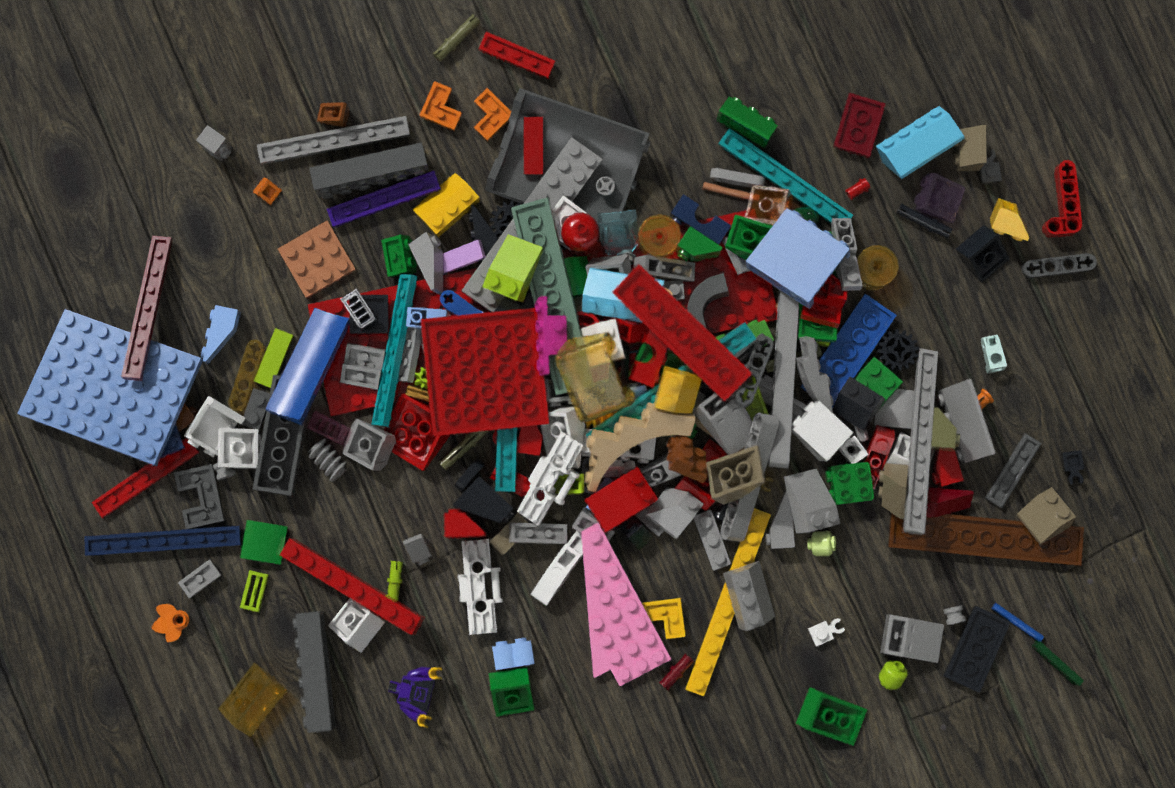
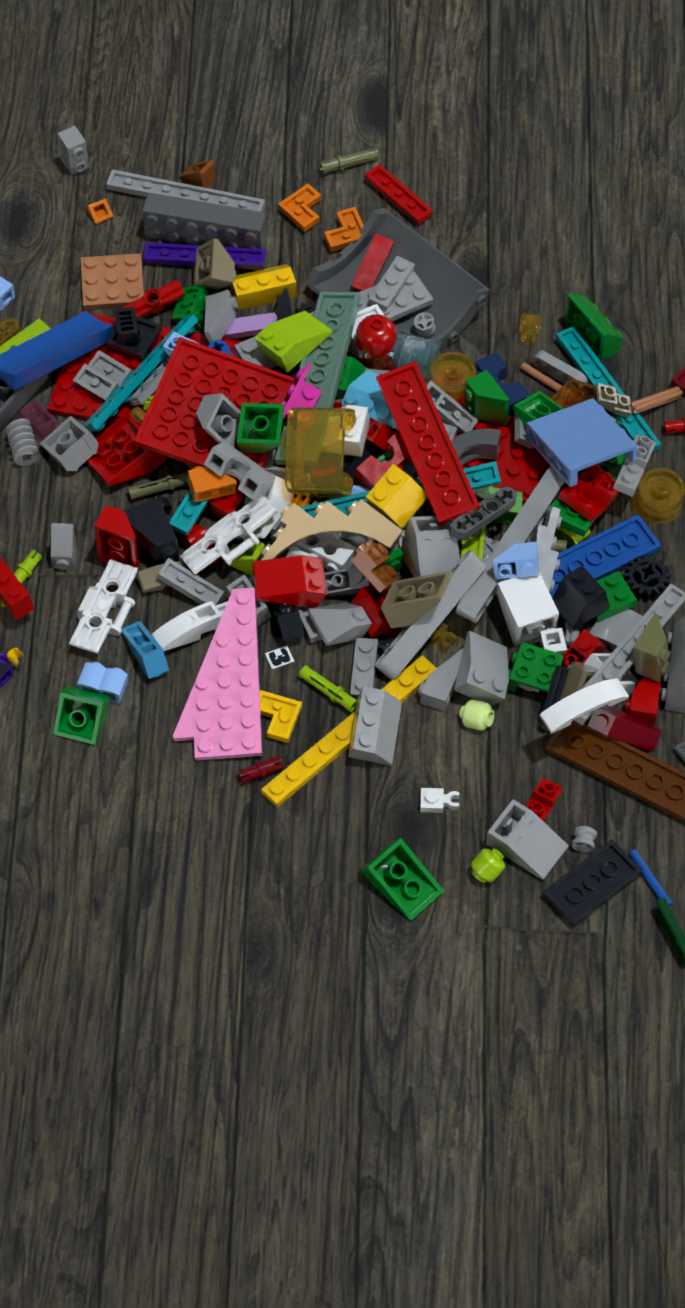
camera: 30 degrees right, 25 degrees down
(373, 258) = (163, 295): none -> red piece
(402, 216) = (213, 266): none -> dark tan slope
(497, 386) = (219, 418): none -> light grey slope
(511, 442) = (208, 485): none -> orange slope
(530, 607) = (145, 649): none -> dark azure slope
(535, 378) = (260, 427): none -> green slope
(550, 425) = (227, 460): none -> light grey arch
(563, 164) = (391, 283): none -> light grey plate
(639, 560) = (279, 657): none -> sticker
(691, 142) = (529, 327): none -> clear yellow plate
(694, 573) = (335, 693): none -> lime pin
(801, 196) = (612, 401): none -> dark tan slope
(802, 404) = (517, 561): none -> light blue slope
(830, 172) = (656, 400): none -> nougat axle
(877, 503) = (555, 690): none -> black axle
(905, 595) = (544, 798): none -> red slope
(917, 518) = (583, 702): none -> white slope

